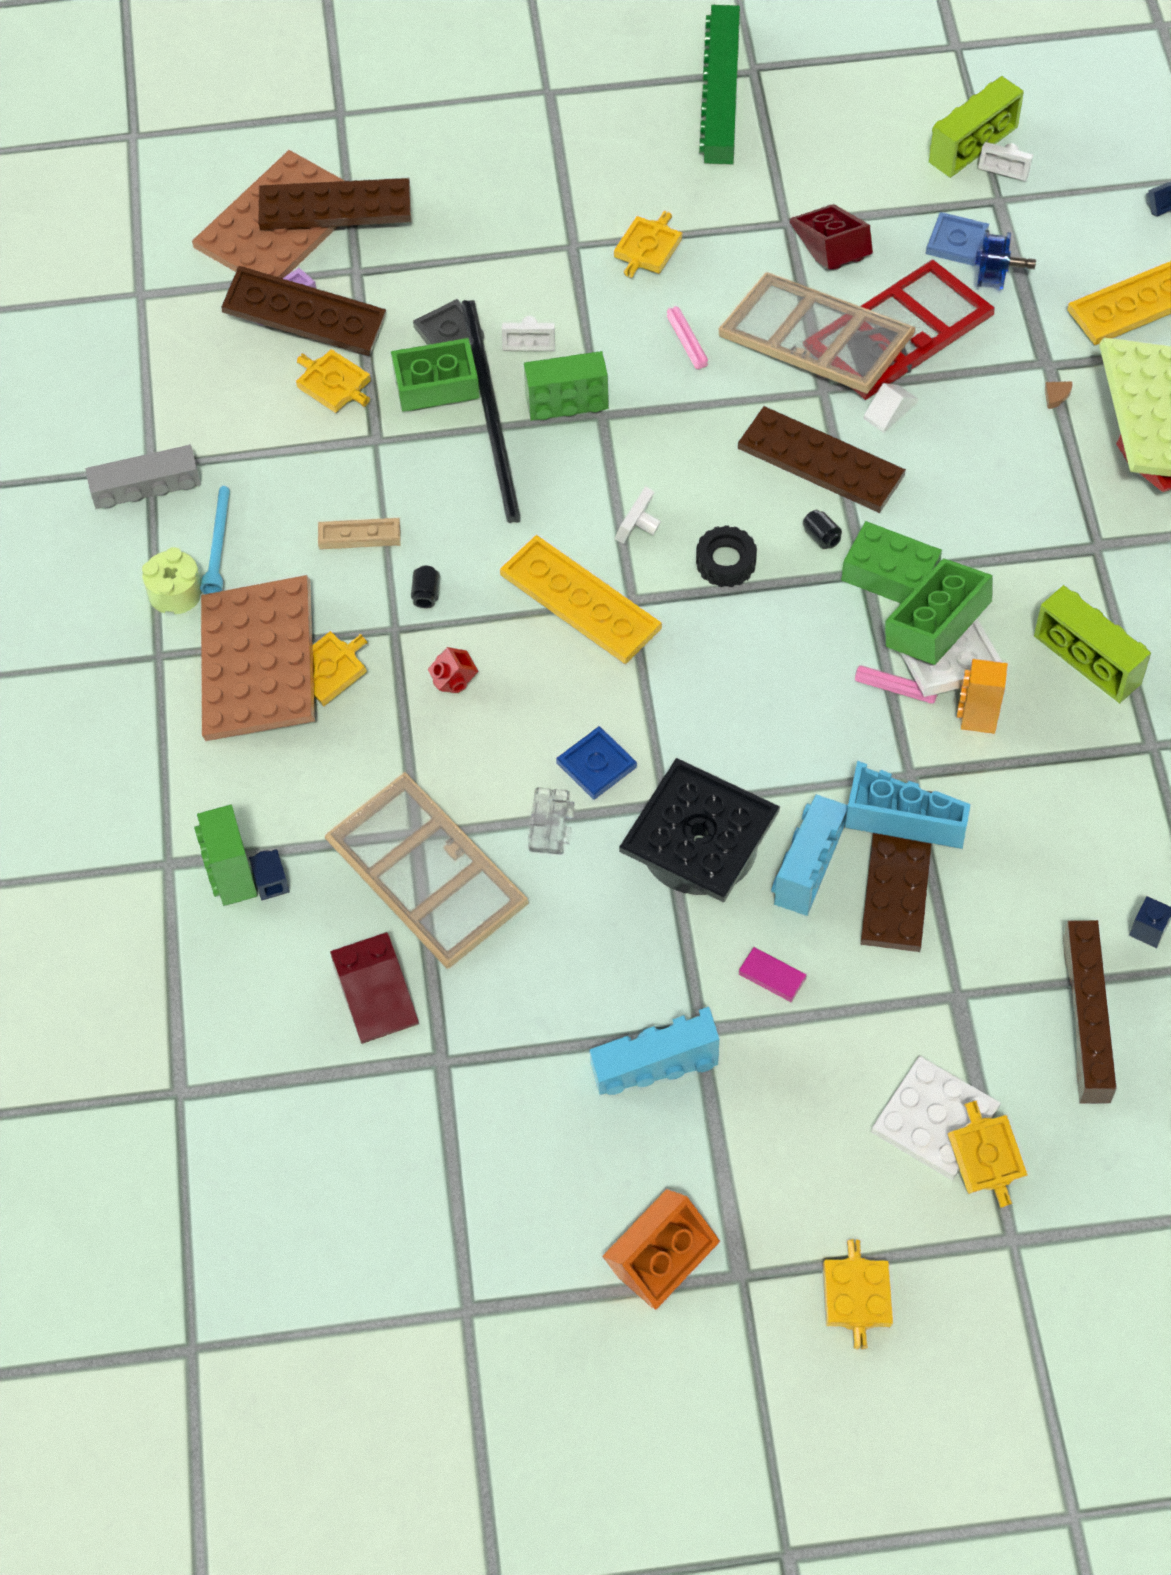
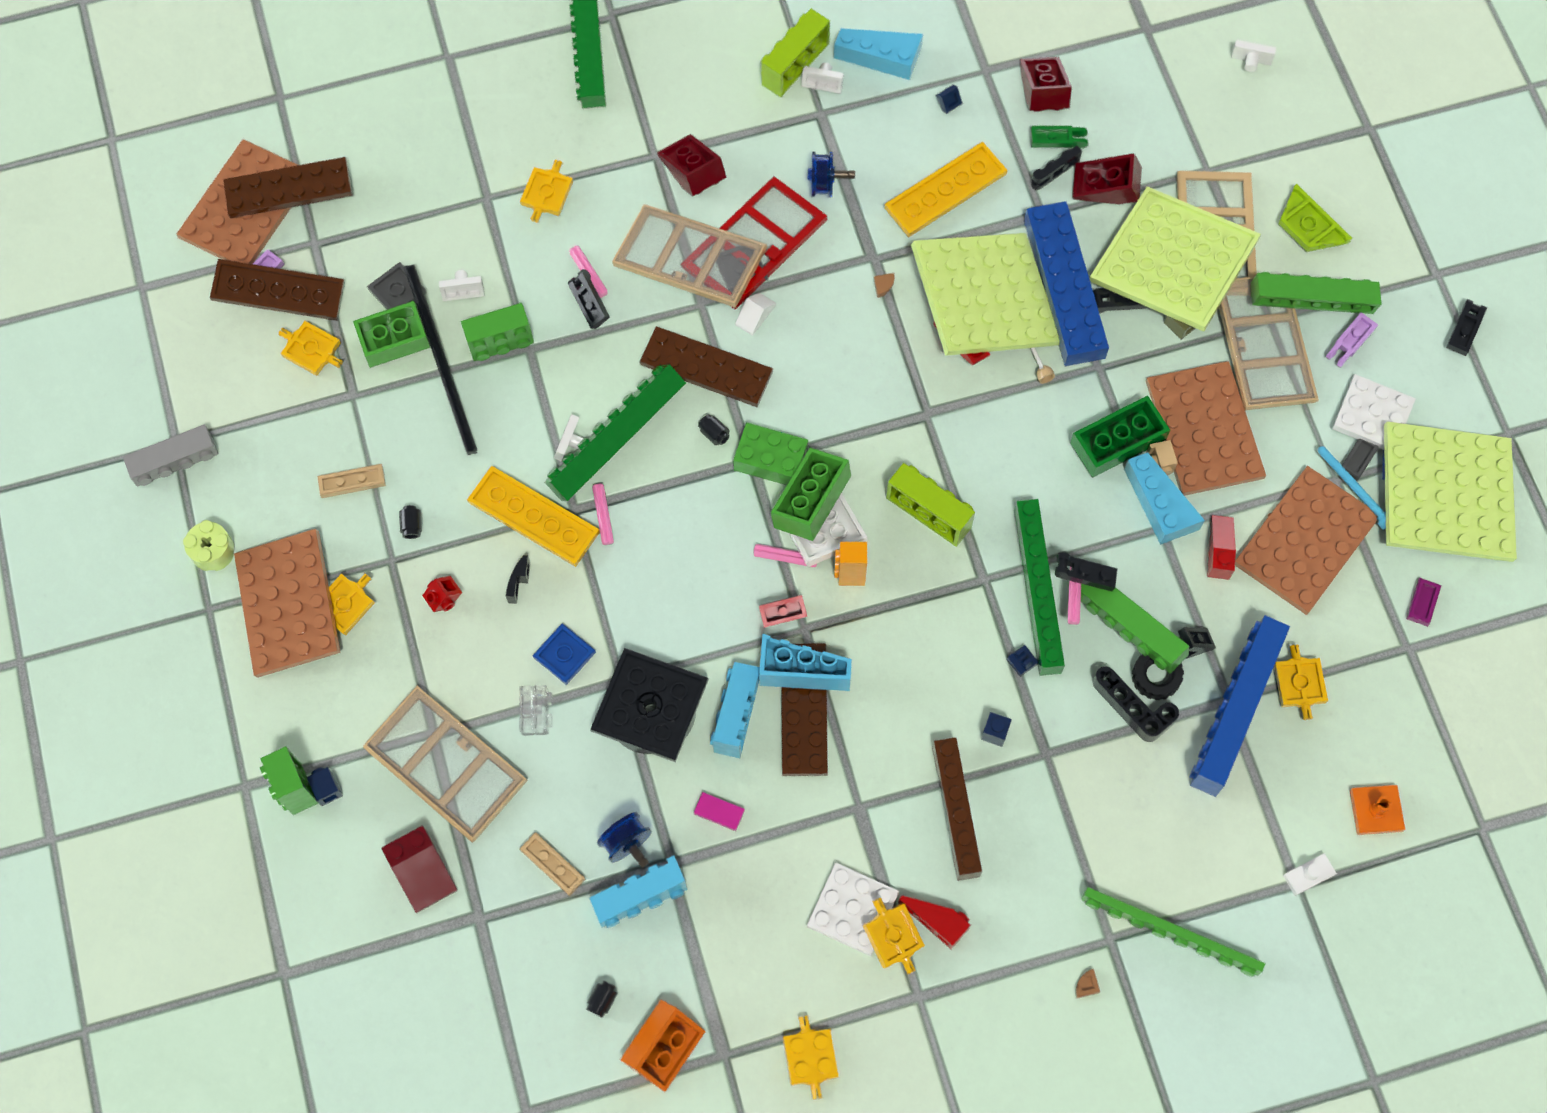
camera: 10 degrees left, 10 degrees up
(212, 580) = (241, 540): medium azure piece -> none
(546, 1008) = (552, 864): none -> tan tile
(551, 664) = (519, 575): none -> black slope
(588, 1179) = (601, 998): none -> black brick
(646, 984) = (625, 838): none -> clear blue wheel
(668, 608) = (602, 514): none -> bright pink axle
(683, 366) = (588, 299): none -> black plate
(696, 515) = (615, 432): none -> green brick
(726, 537) = (638, 447): black tyre -> none
(886, 744) = (783, 611): none -> brick
(956, 238) = (791, 154): medium blue tile -> none
(1051, 1145) = (939, 920): none -> red slope
(1080, 137) = (879, 50): none -> medium azure wedge

